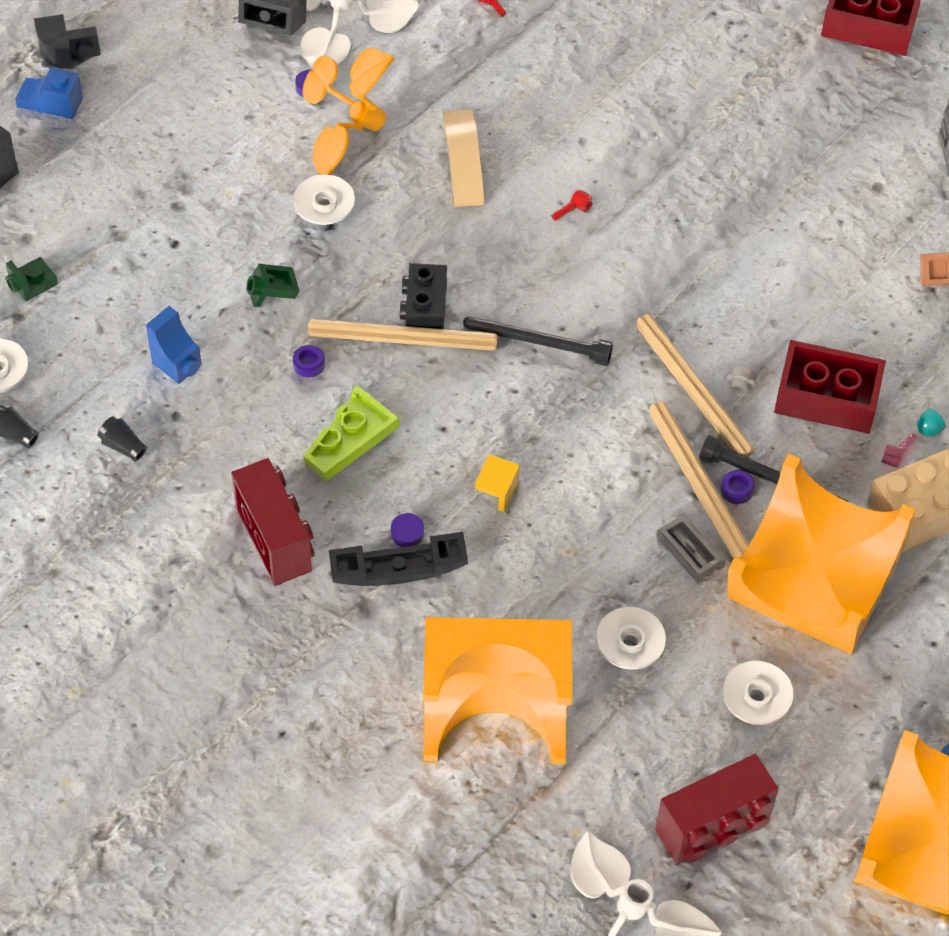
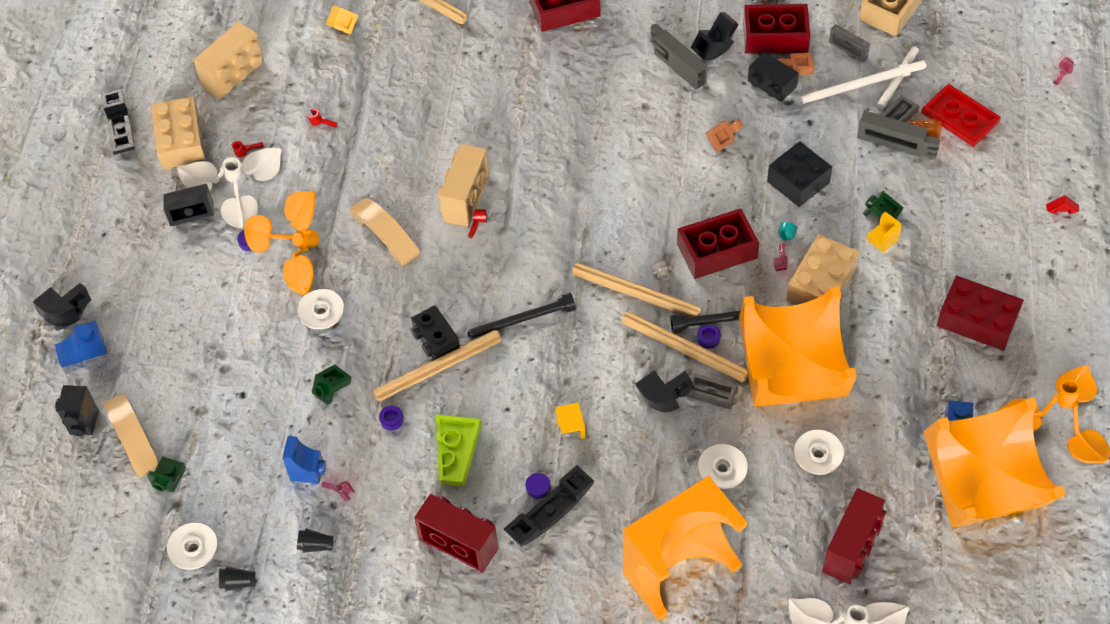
camera: 30 degrees left, 0 degrees up
(26, 215) = (131, 435): none -> tan slope
(194, 403) = (342, 489): none -> clear pink hand
(585, 154) = (463, 185): none -> tan brick
(627, 516) = (663, 396): none -> black brick

